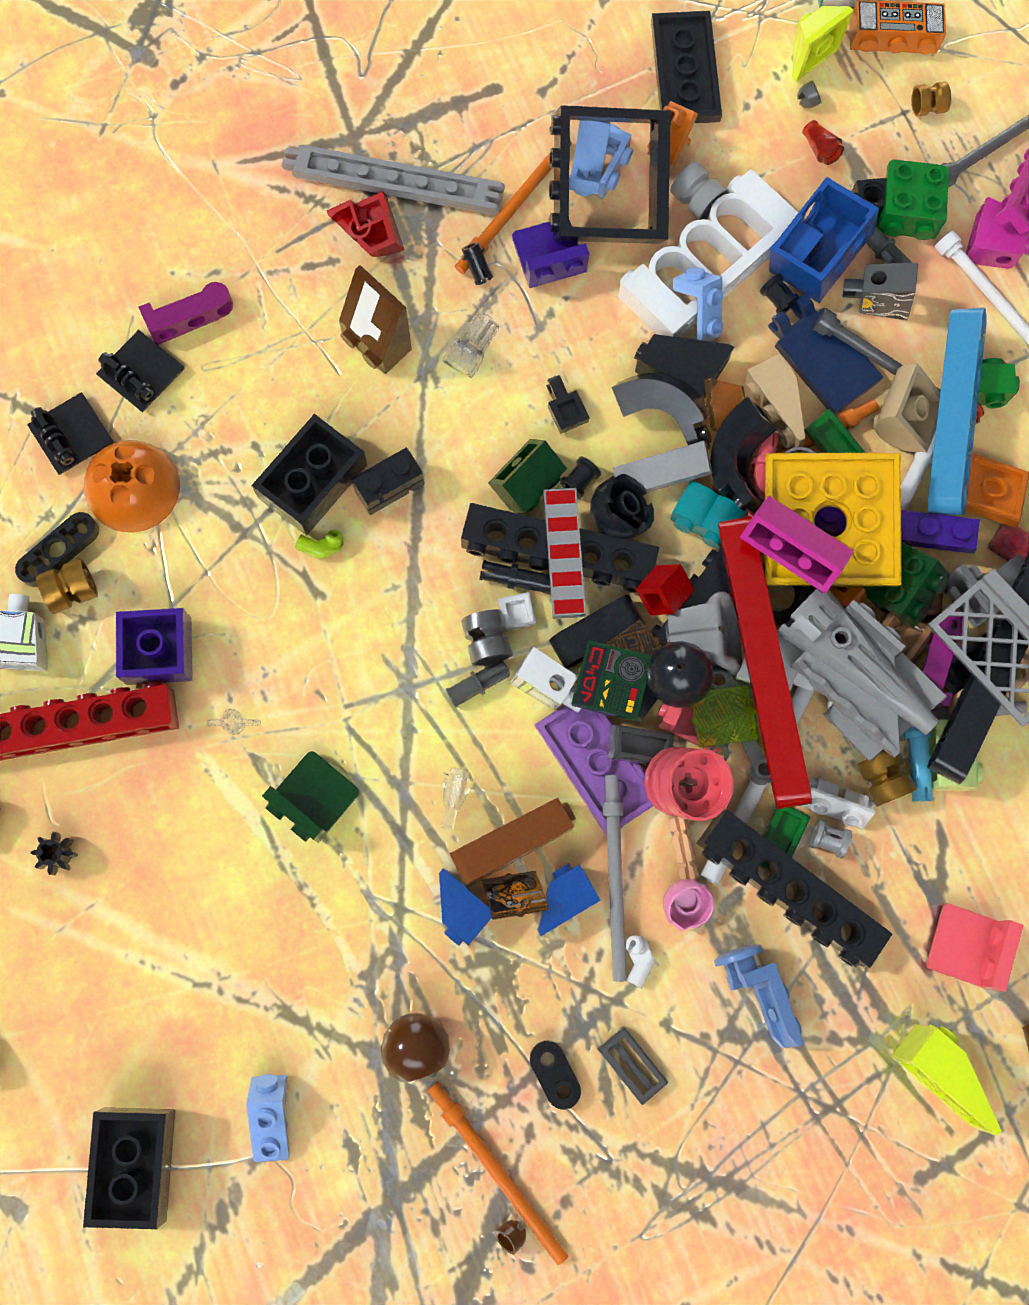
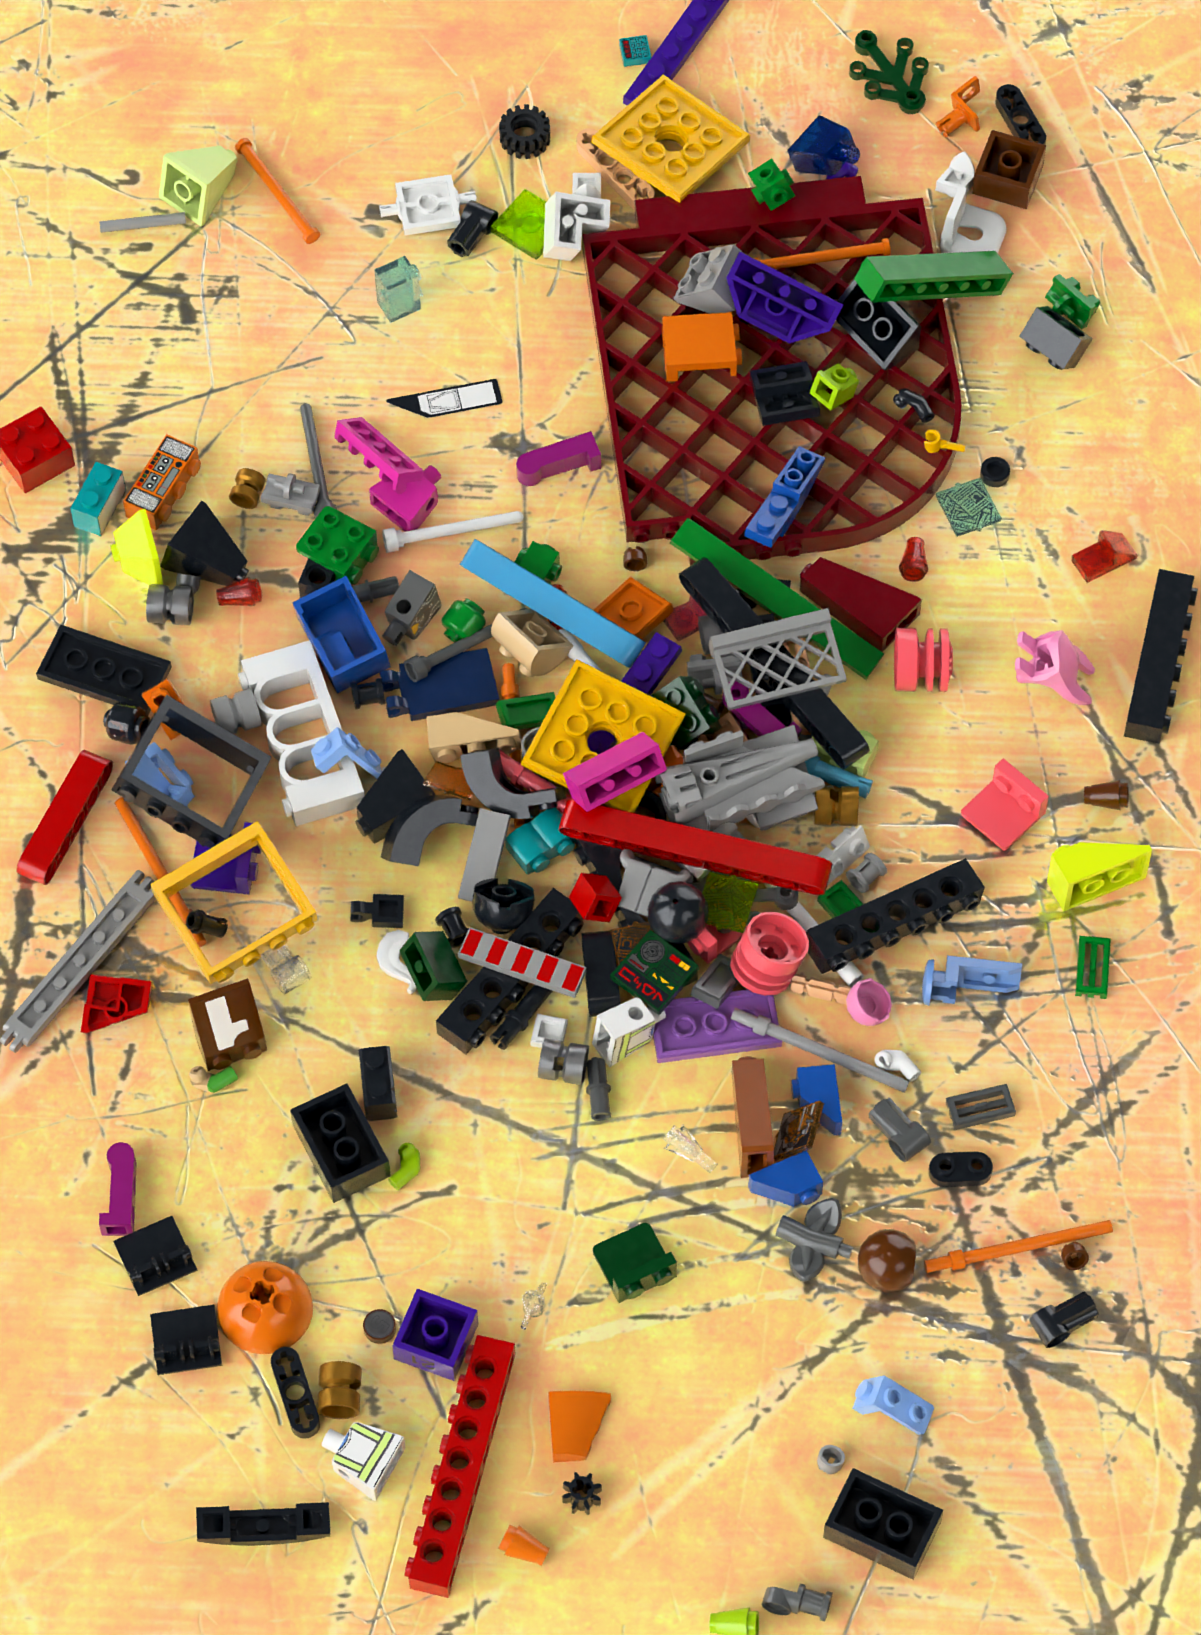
camera: 60 degrees left, 15 degrees down
(27, 1120) = (805, 1600): none -> dark grey connector
(126, 814) = (575, 1422): none -> orange slope
(152, 593) = (379, 1326): none -> tile
(185, 1088) = (825, 1454): none -> light grey hinge
(329, 339) = (209, 1082): none -> arm
(411, 960) = (814, 1238): none -> dark grey plant
(426, 1251) = (1058, 1322): none -> black piece
(480, 203) = (210, 861): none -> yellow window
(519, 99) = (64, 817): none -> red beam
(530, 430) = (389, 955): none -> white piece
(563, 1001) = (904, 1136): none -> dark grey piece
(642, 97) = (126, 722): none -> black head
(778, 88) = (169, 604): none -> flat silver wheel
(815, 1125) = (1091, 990): none -> green tile
(845, 86) = (205, 550): none -> black slope
(899, 342) = (463, 620): none -> green head
(945, 135) = (290, 493): none -> light grey hips

